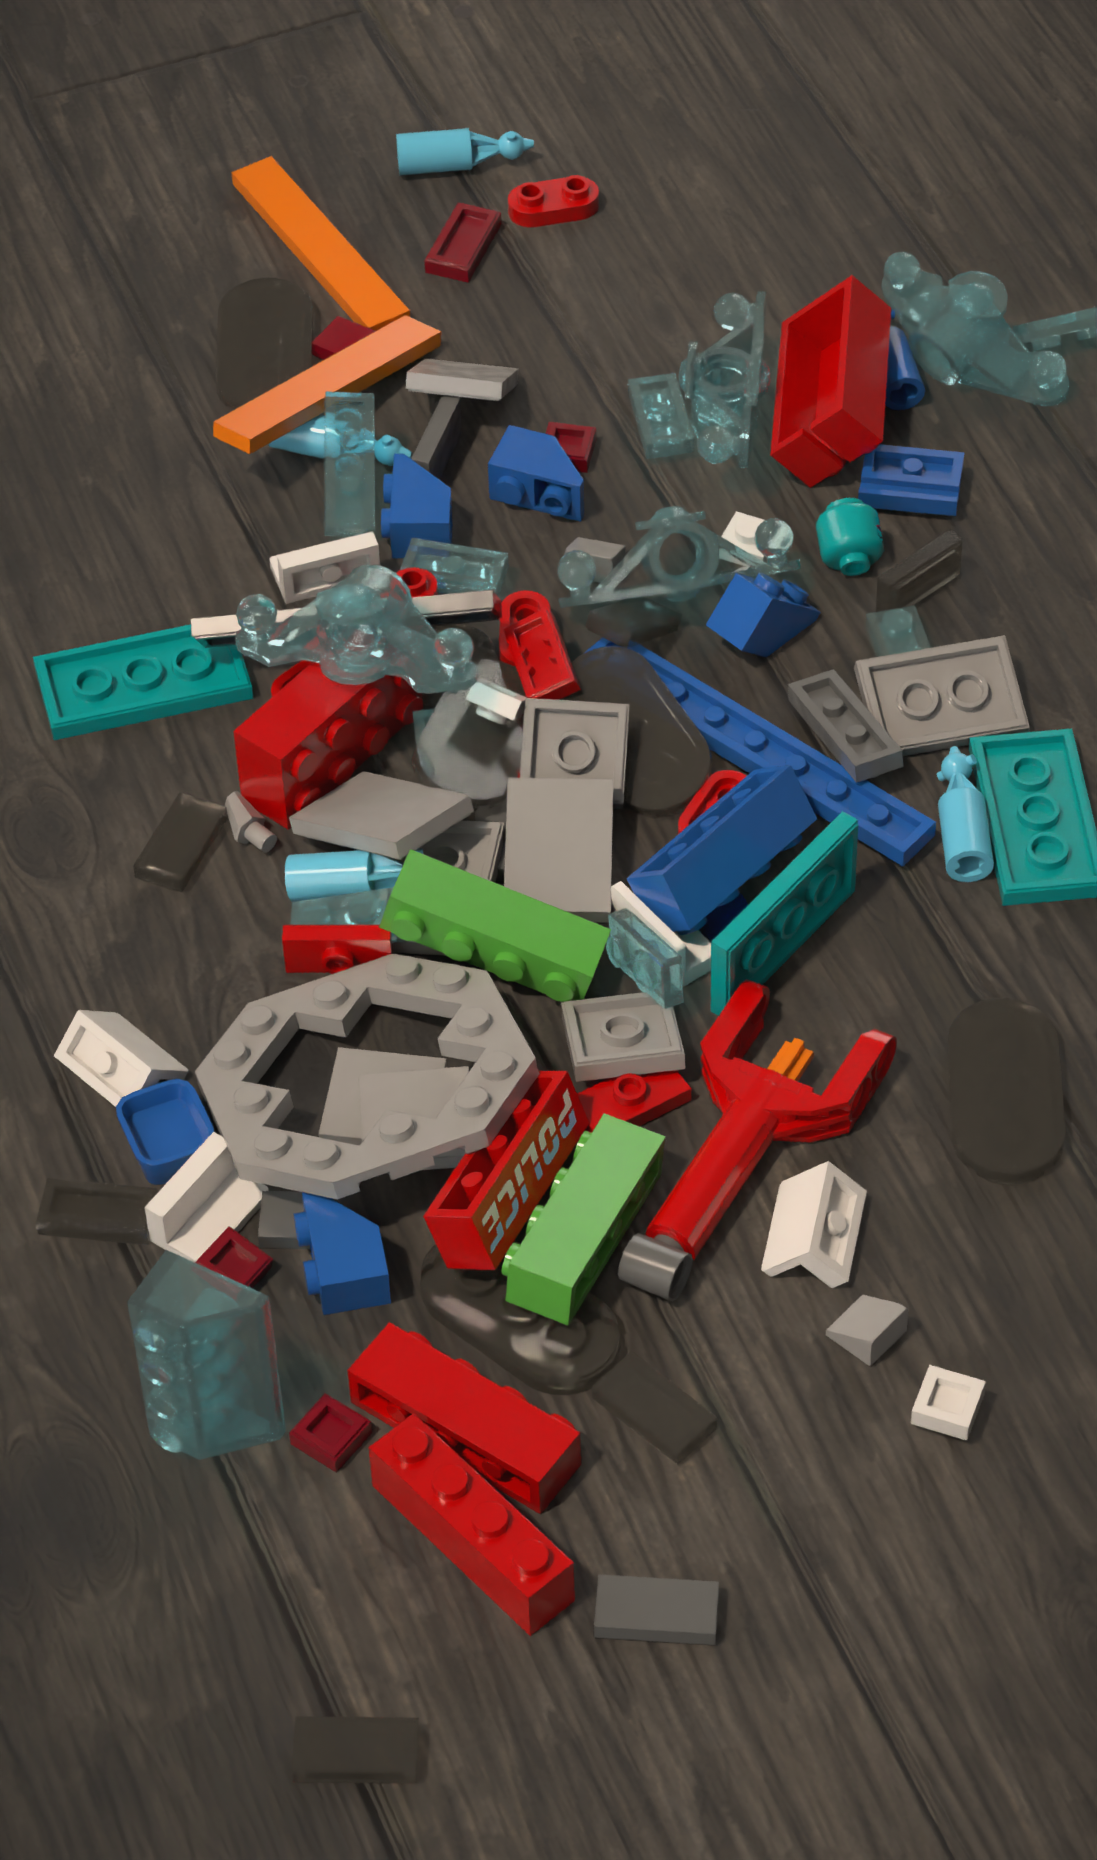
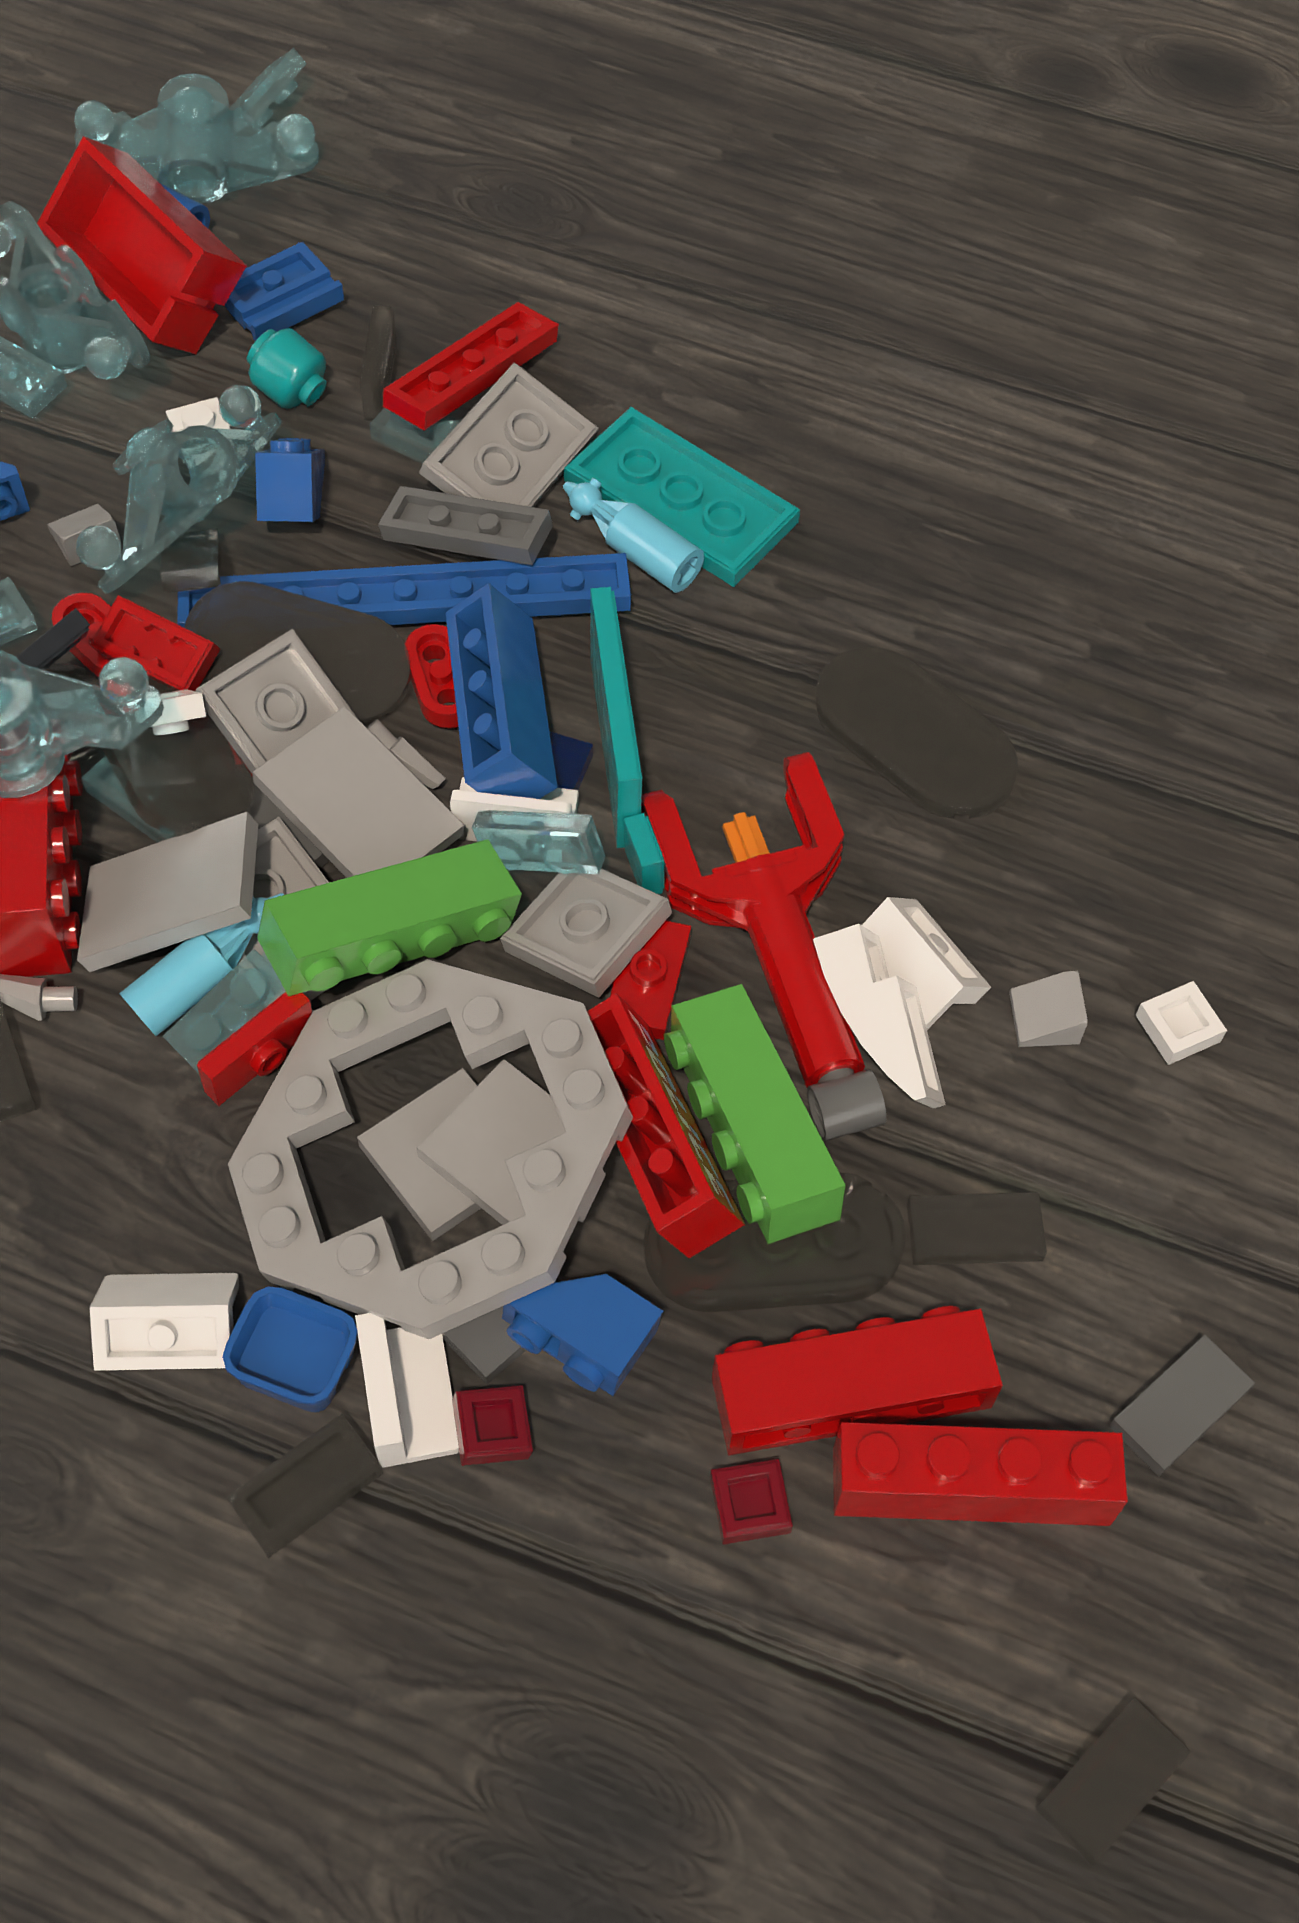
camera: 50 degrees left, 10 degrees up
(205, 1360) = (640, 1549): clear light blue slope -> none
(630, 843) = (407, 756): none -> light grey bar
(706, 1014) = (644, 853): none -> teal tile
(742, 1230) = (881, 1010): none -> white slope
(976, 616) = (469, 365): none -> red plate

